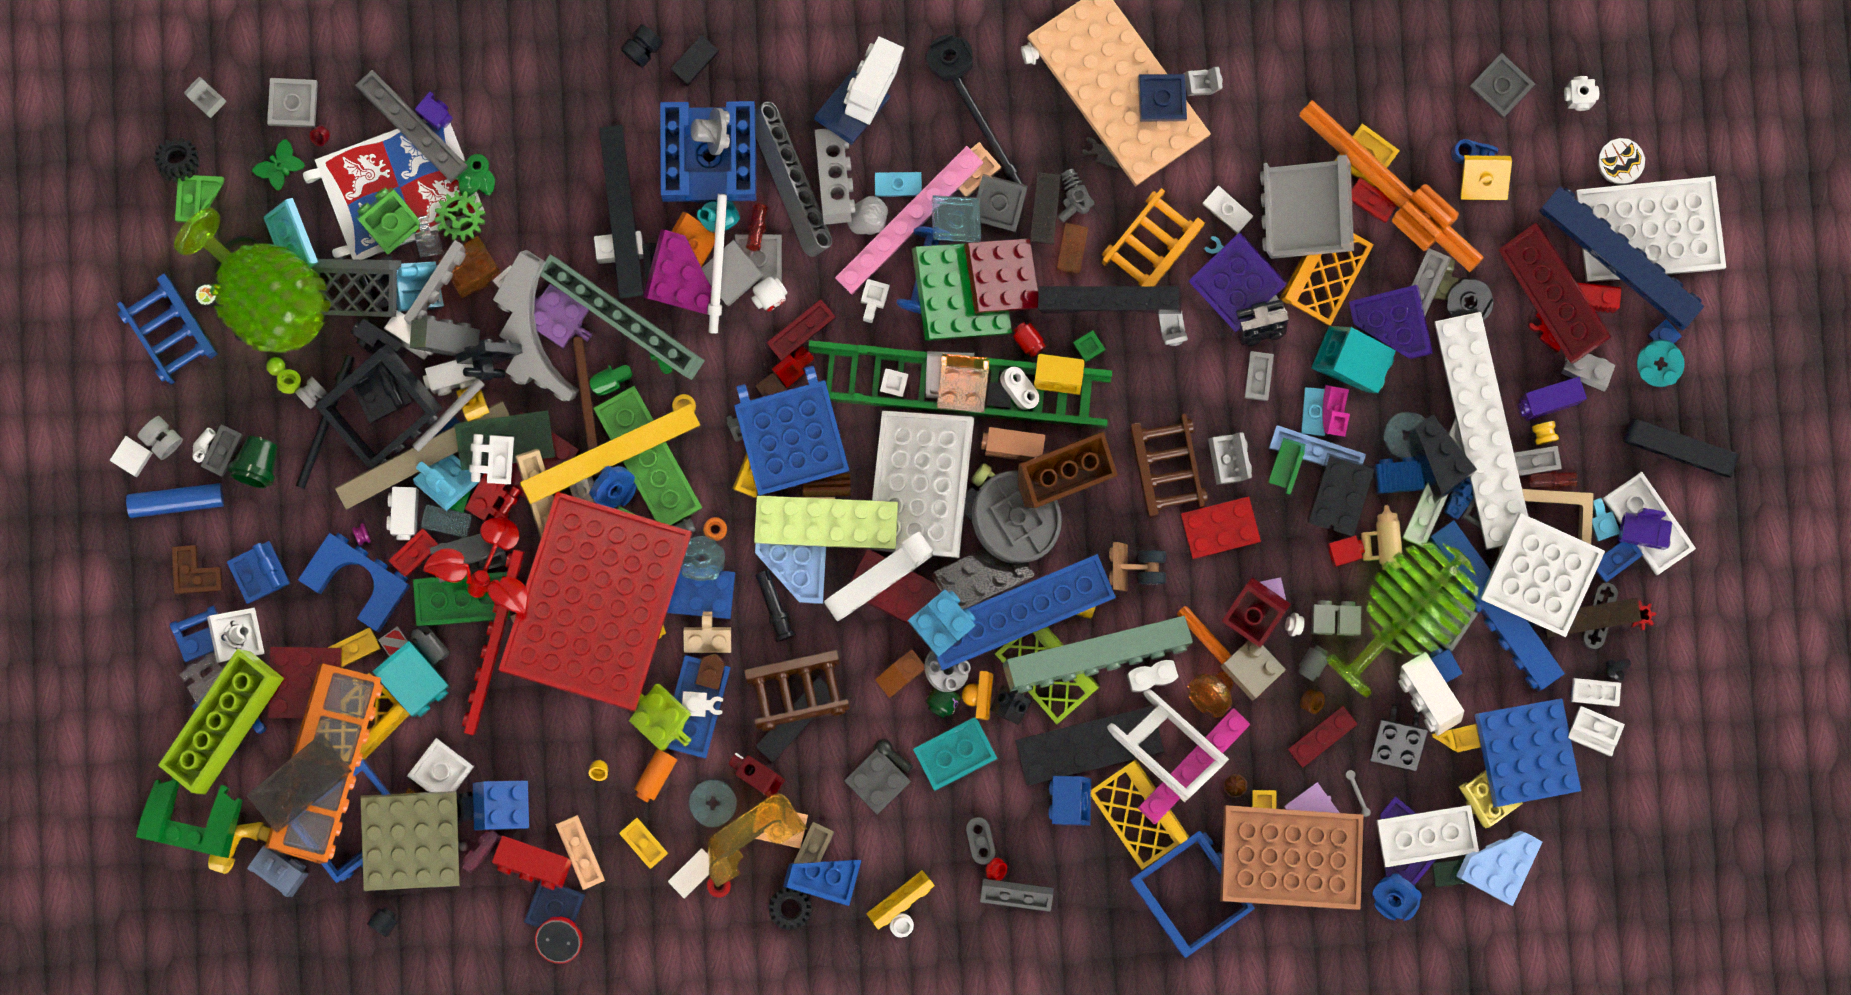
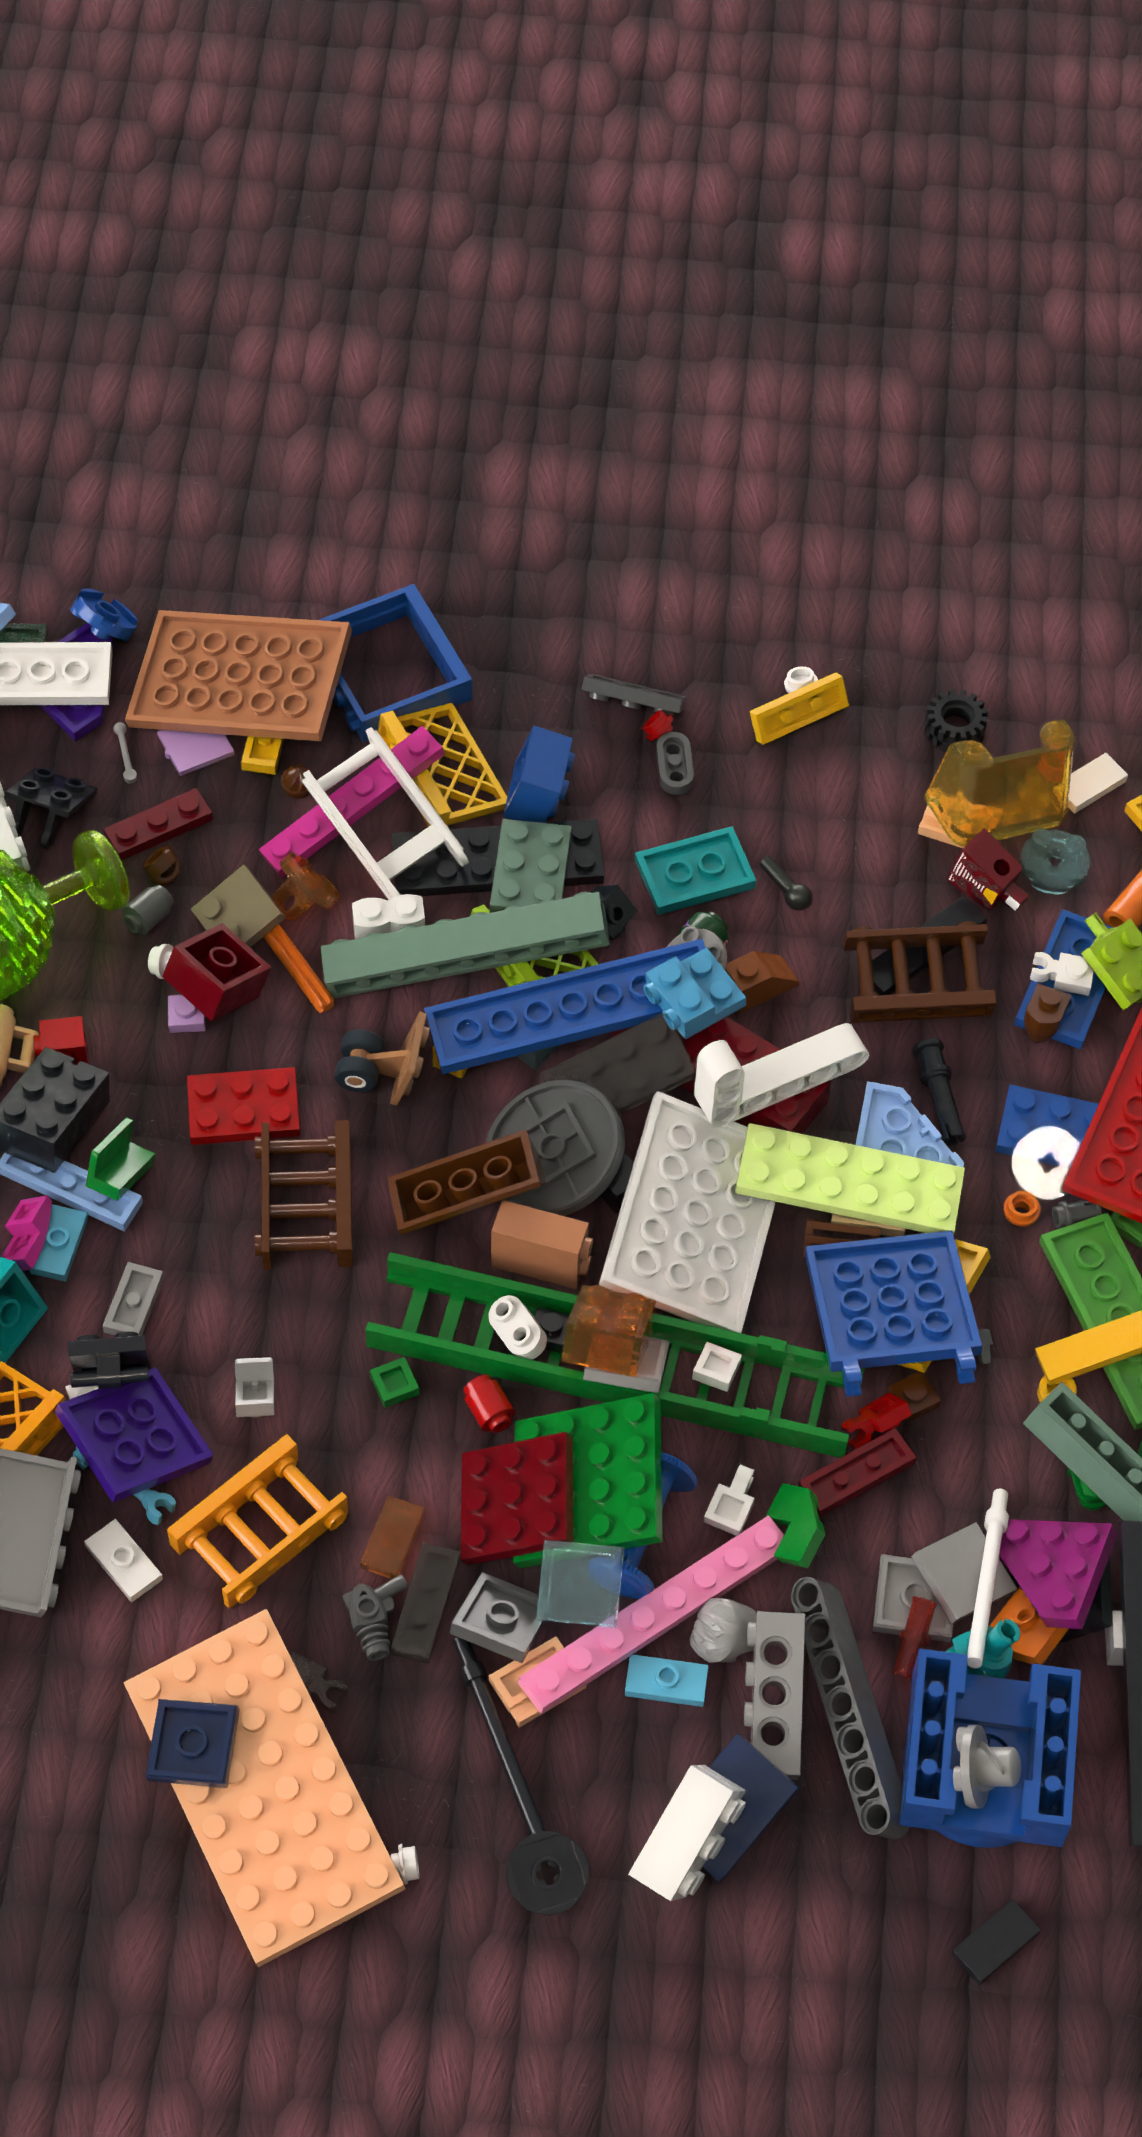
camera: 170 degrees left, 25 degrees down
(642, 45) = (1092, 1969): black wheel -> none
(707, 638) = (1046, 1063): tan plate -> none
(769, 294) = (904, 1529): white head -> none
(814, 844) = (908, 791): dark tan plate -> none
(824, 879) = (903, 739): blue wing -> none
(828, 275) = (797, 1509): none -> green tile
(877, 781) = (813, 855): dark grey plate -> none
(980, 695) = (648, 934): light orange tile -> none
(981, 474) = (599, 1219): yellowish green tile -> none
(1059, 374) = (450, 1336): yellow panel -> none
(1065, 730) = (529, 863): none -> sand green plate
(1109, 298) = (286, 1413): black arch -> none
(1203, 81) = (115, 1768): light grey bracket -> none
(1230, 458) = (206, 1190): light grey bracket -> none
(1347, 618) = (111, 963): light grey piece -> none

